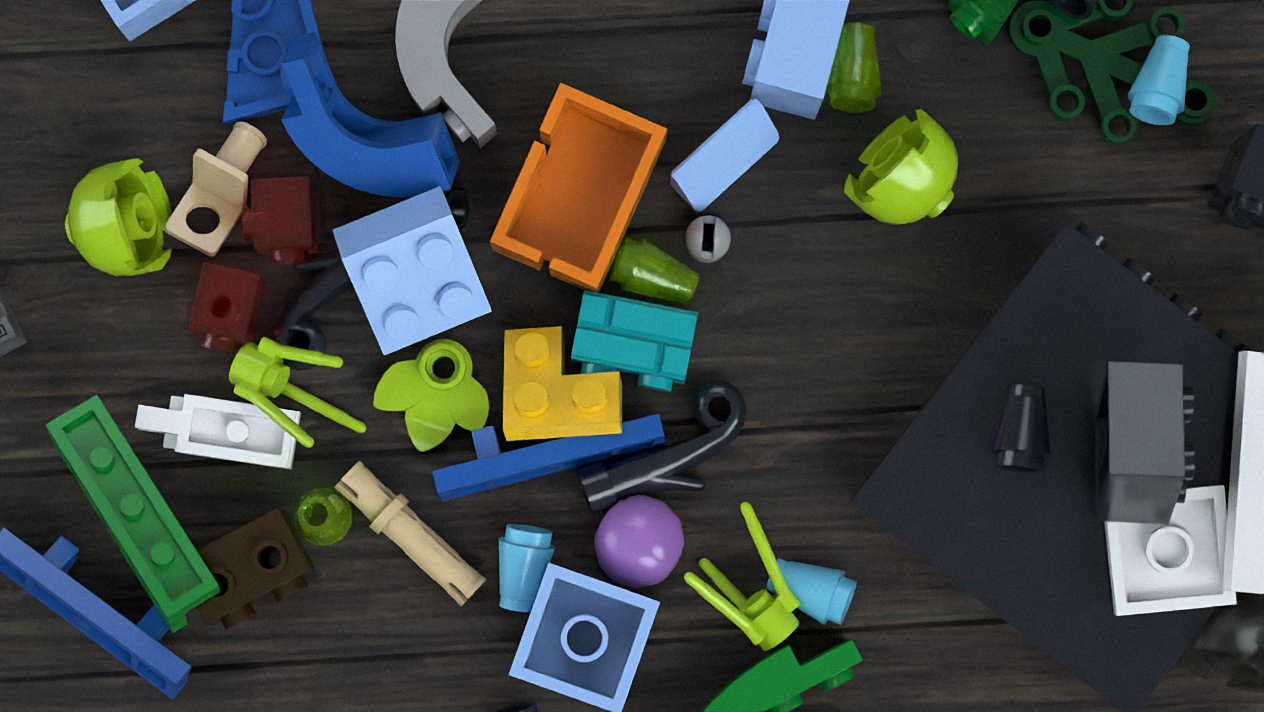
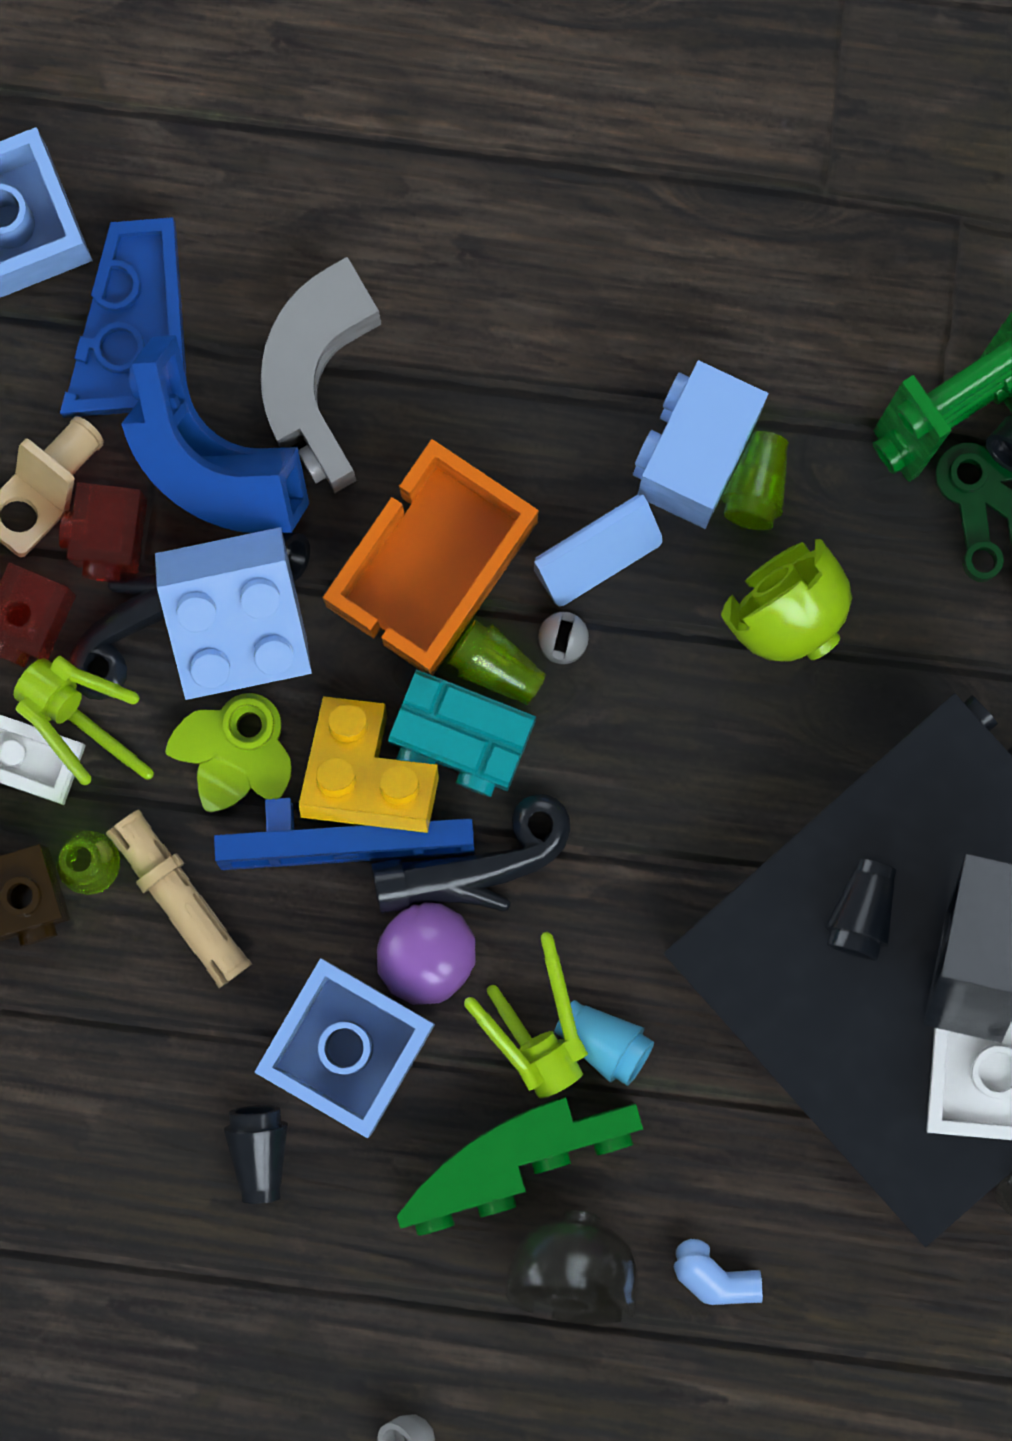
camera: 15 degrees right, 0 degrees up
(522, 565) = (293, 954): medium azure cone -> none

